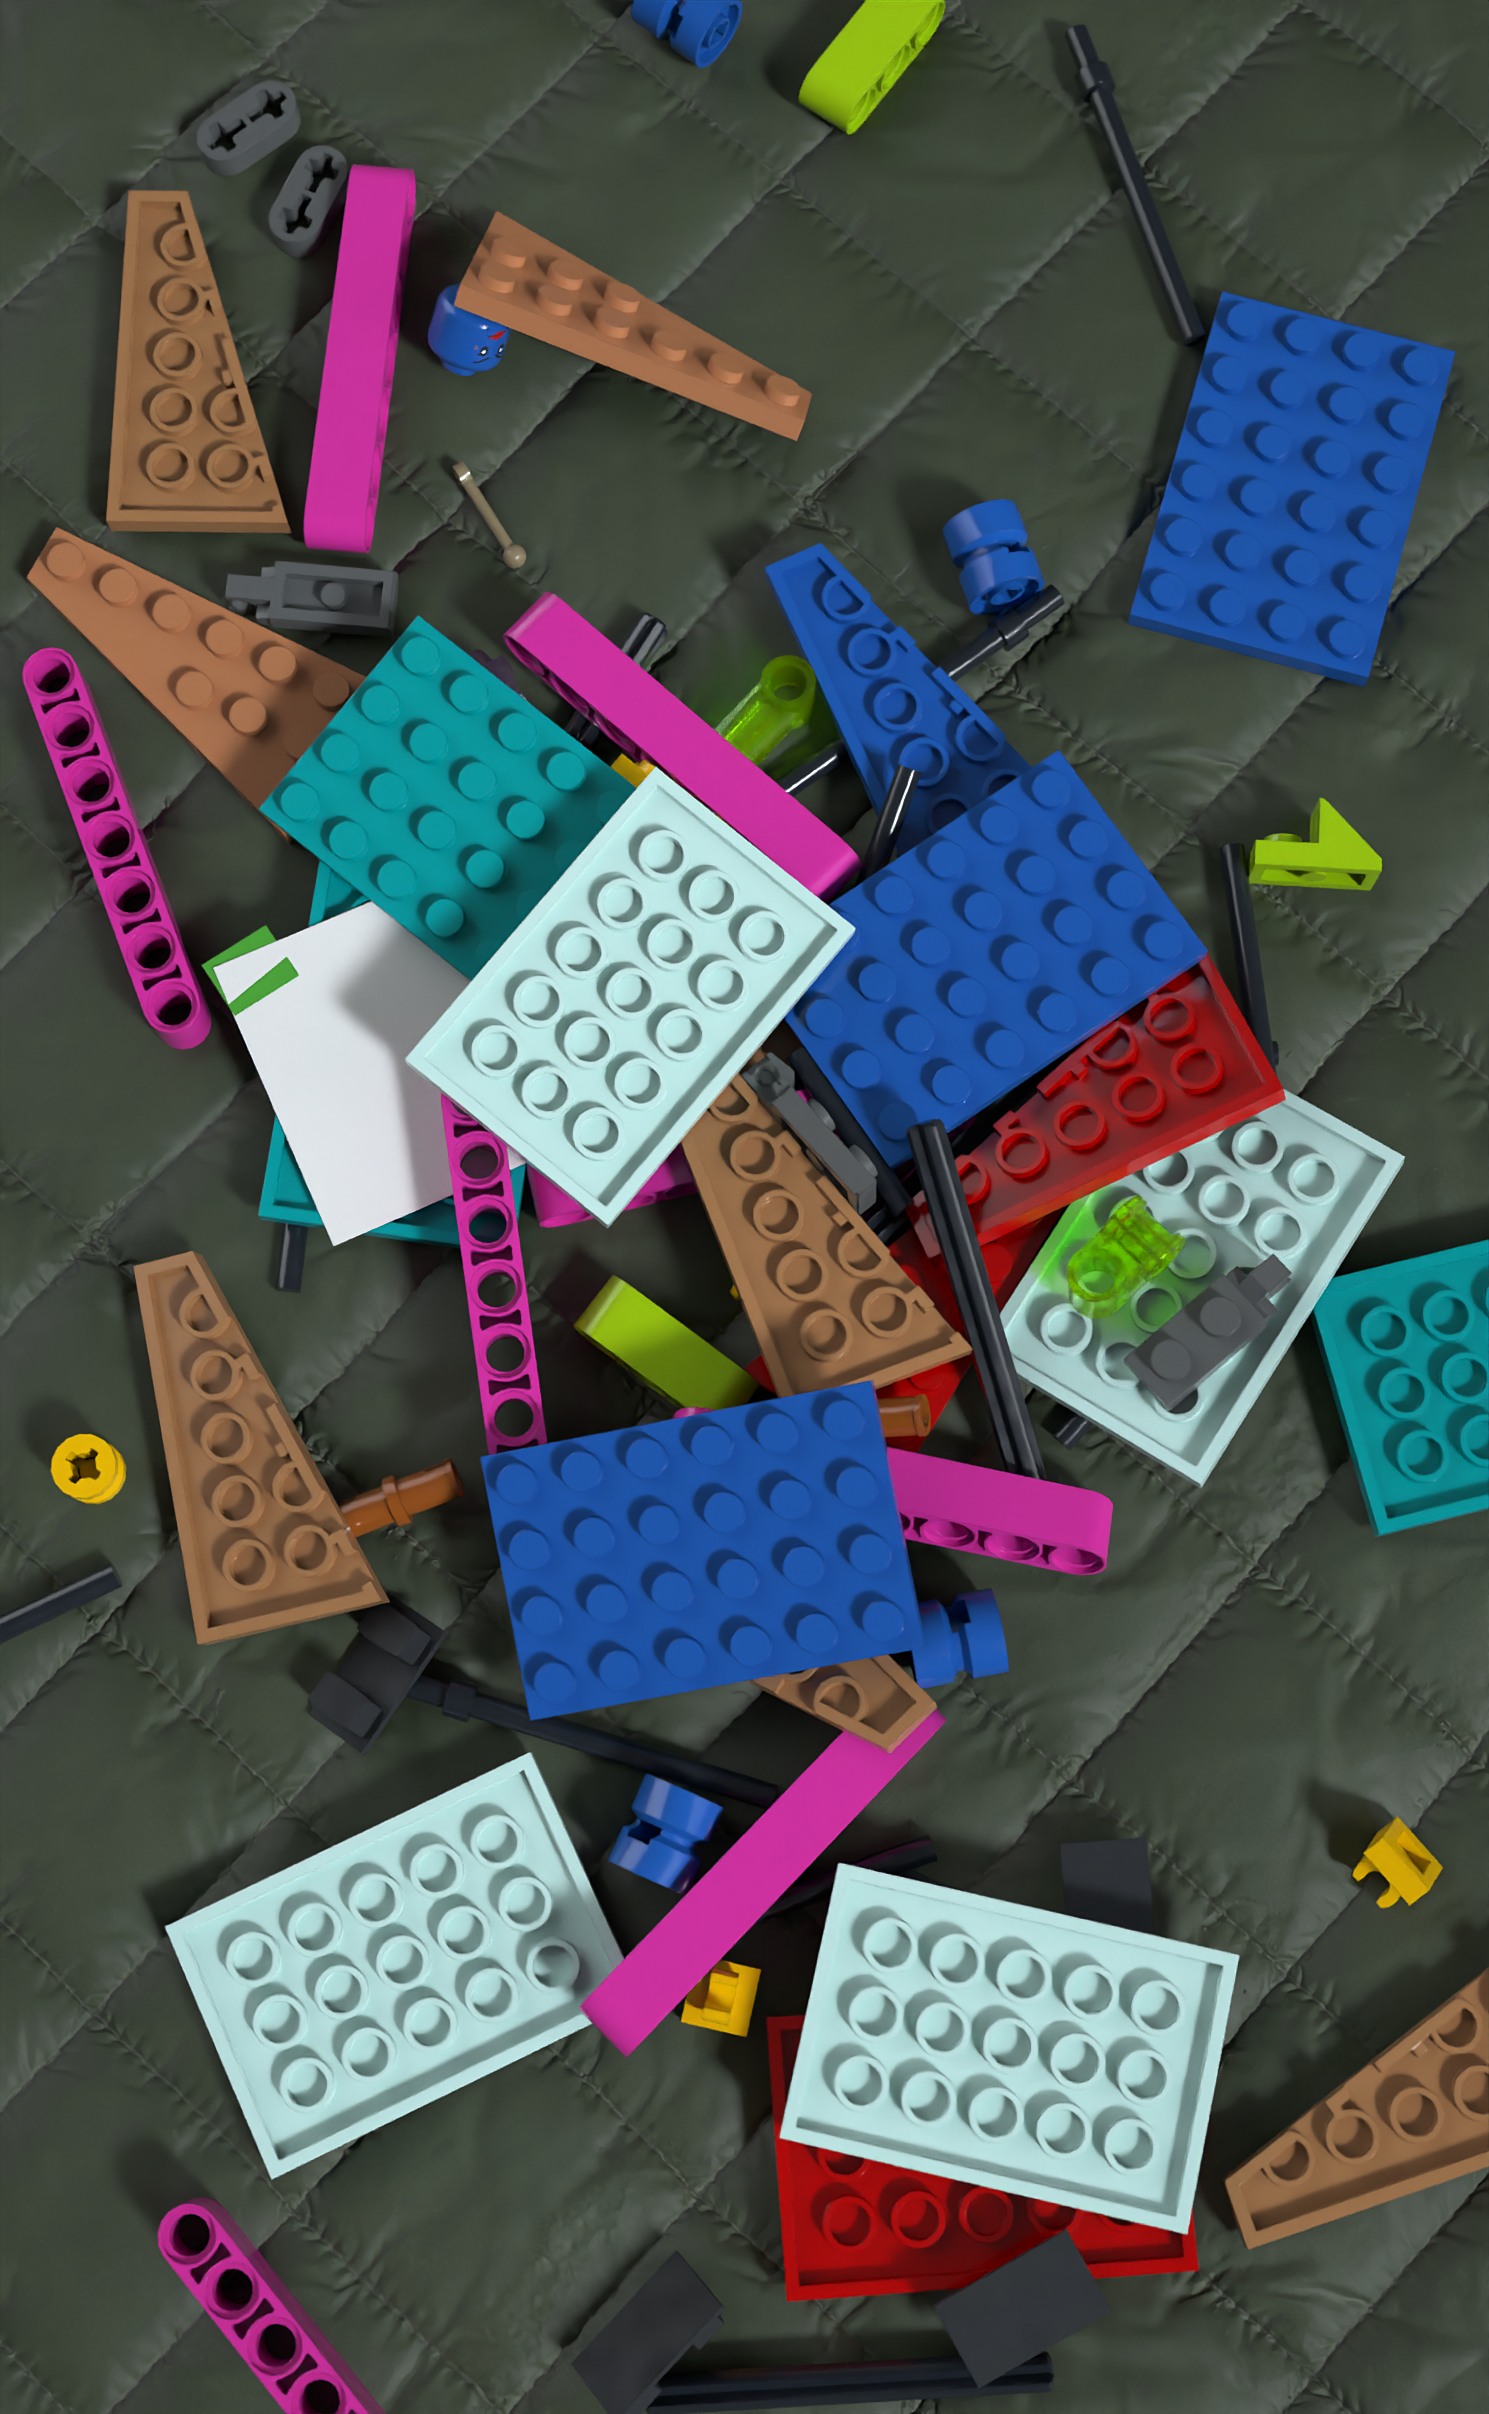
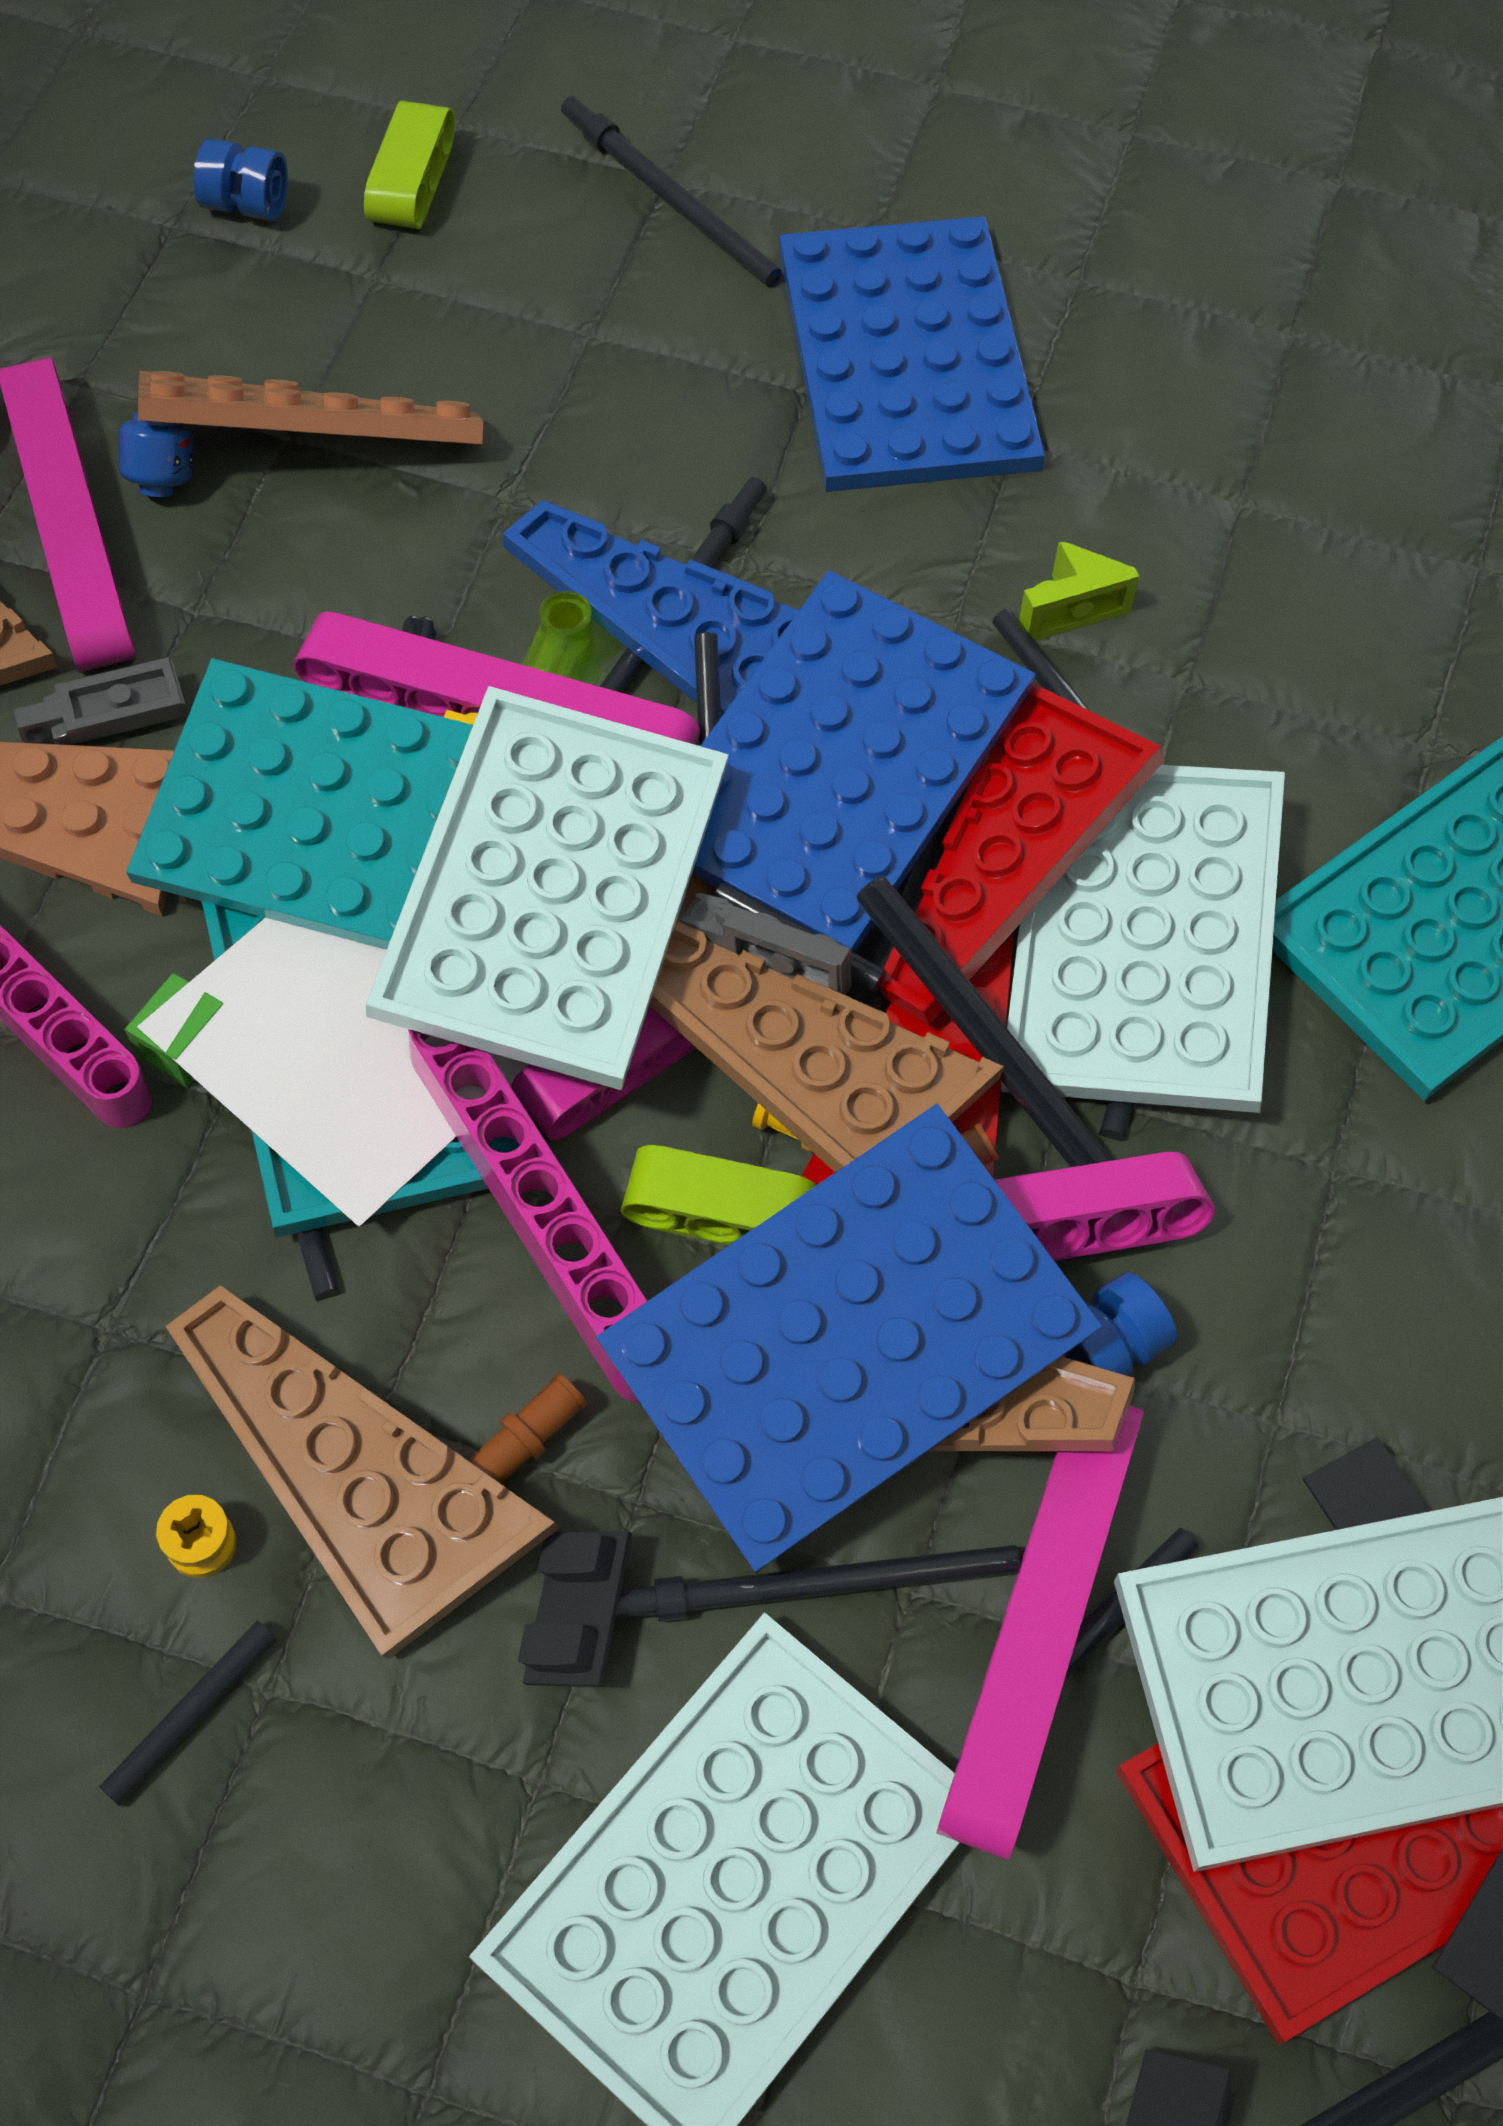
camera: 30 degrees left, 15 degrees down
(513, 554) = (270, 616): dark tan hinge -> none
(666, 1834) = (935, 1625): blue wheel -> none
(723, 1998) = (1067, 1773): yellow tile -> none
(991, 551) = (688, 468): blue wheel -> none
(1128, 1249) = (1092, 938): clear neon green piece -> none
(1208, 1331) = (1199, 973): dark grey hinge -> none

